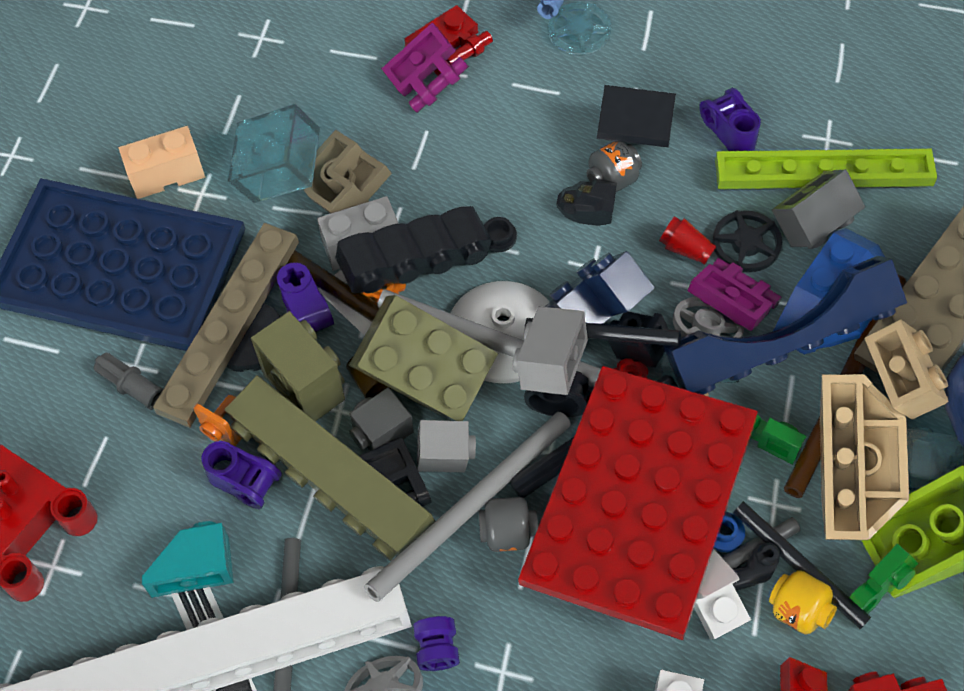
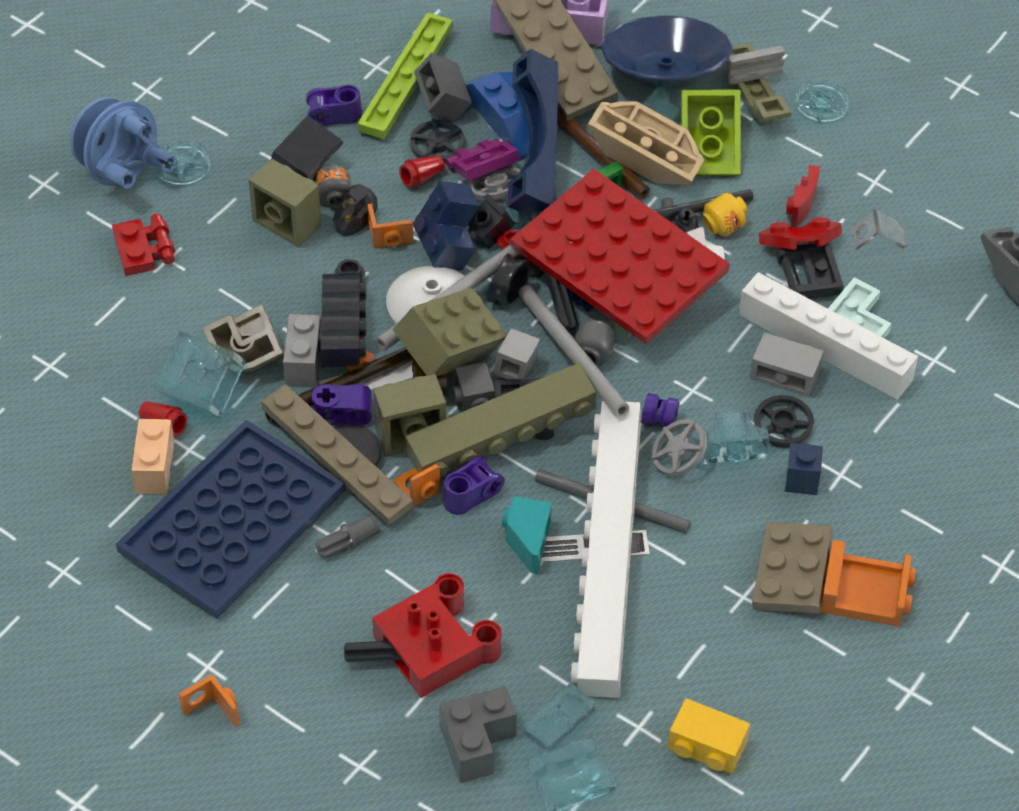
camera: 70 degrees left, 10 degrees down
(219, 152) = (154, 410): none -> red cone
(418, 61) = (161, 263): magenta plate -> none
(551, 130) = (285, 202): none -> olive brick
(551, 350) = (489, 254): light grey brick -> none
(568, 246) = (389, 233): none -> orange bracket
(631, 334) = (482, 230): black bar -> none
(890, 573) = (730, 159): green plate -> none
(907, 369) = (606, 81): tan brick -> none

